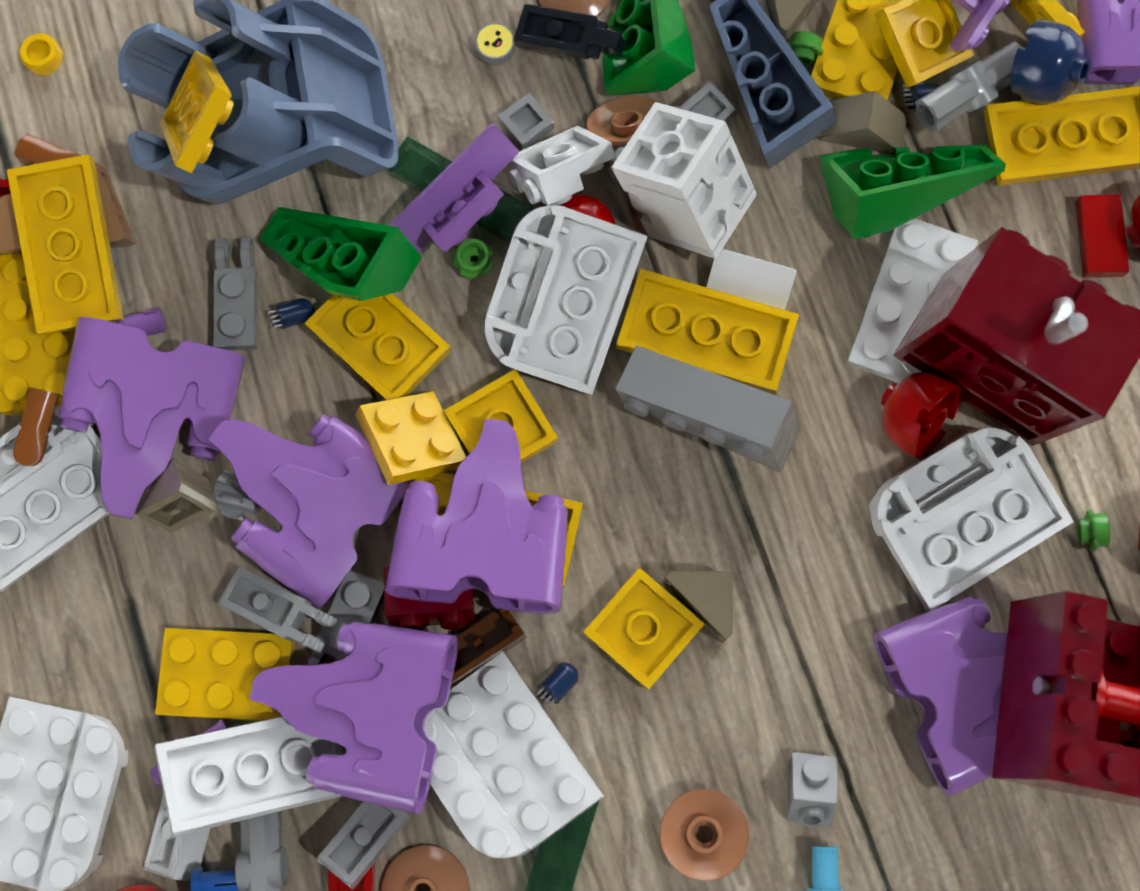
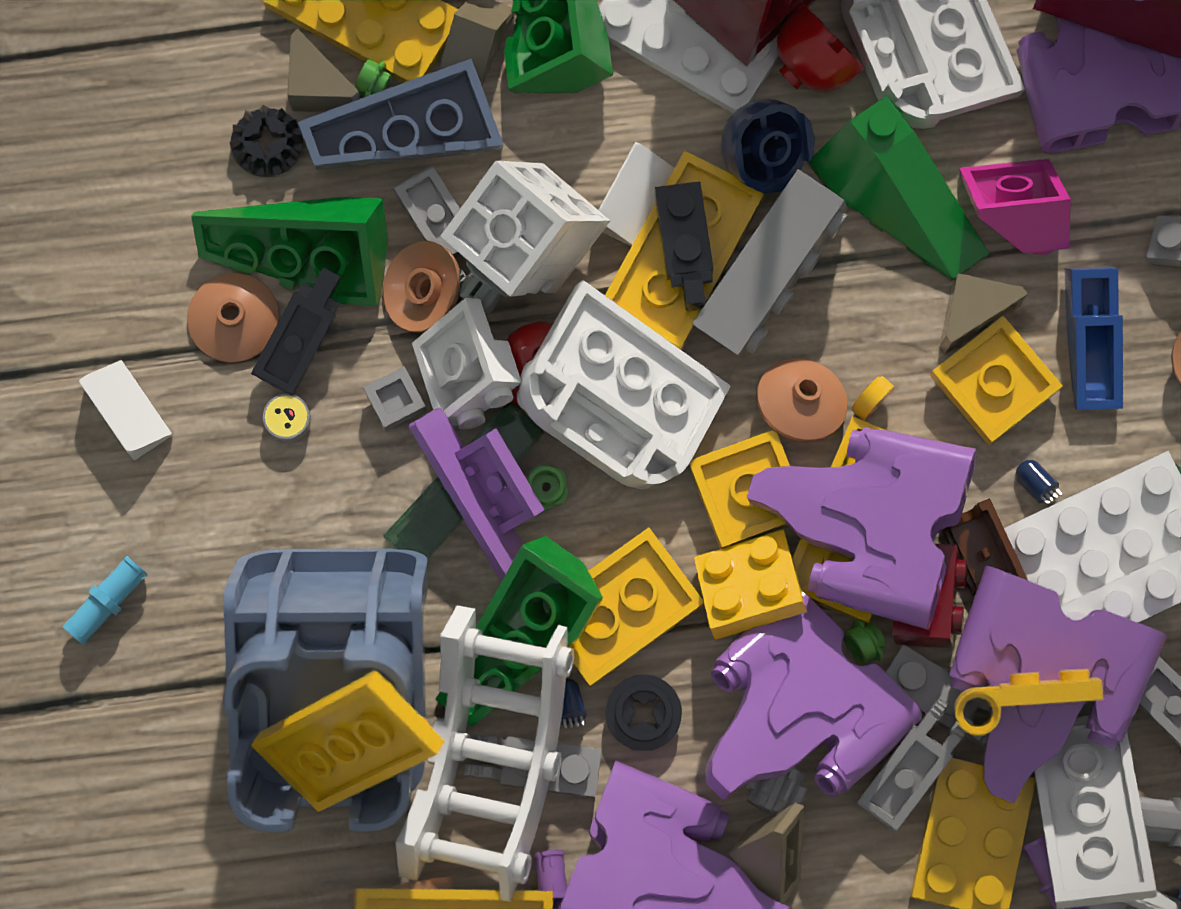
camera: 85 degrees left, 0 degrees up
(287, 208) = (419, 836): none -> white fence
(291, 356) = (643, 690): none -> black gear
(336, 685) = (1026, 690): none -> yellow plate
(380, 550) = (865, 642): none -> bright green plate
(573, 464) = (792, 412): none -> nougat dish
(604, 519) = (872, 397): none -> yellow tile
(703, 713) = (1094, 337): none -> blue slope
(712, 327) = (685, 240): none -> black hinge
(810, 503) = (895, 184): none -> green wedge
(816, 620) = (1022, 203): none -> dark pink slope
(818, 380) = (767, 144): none -> dark blue cylinder

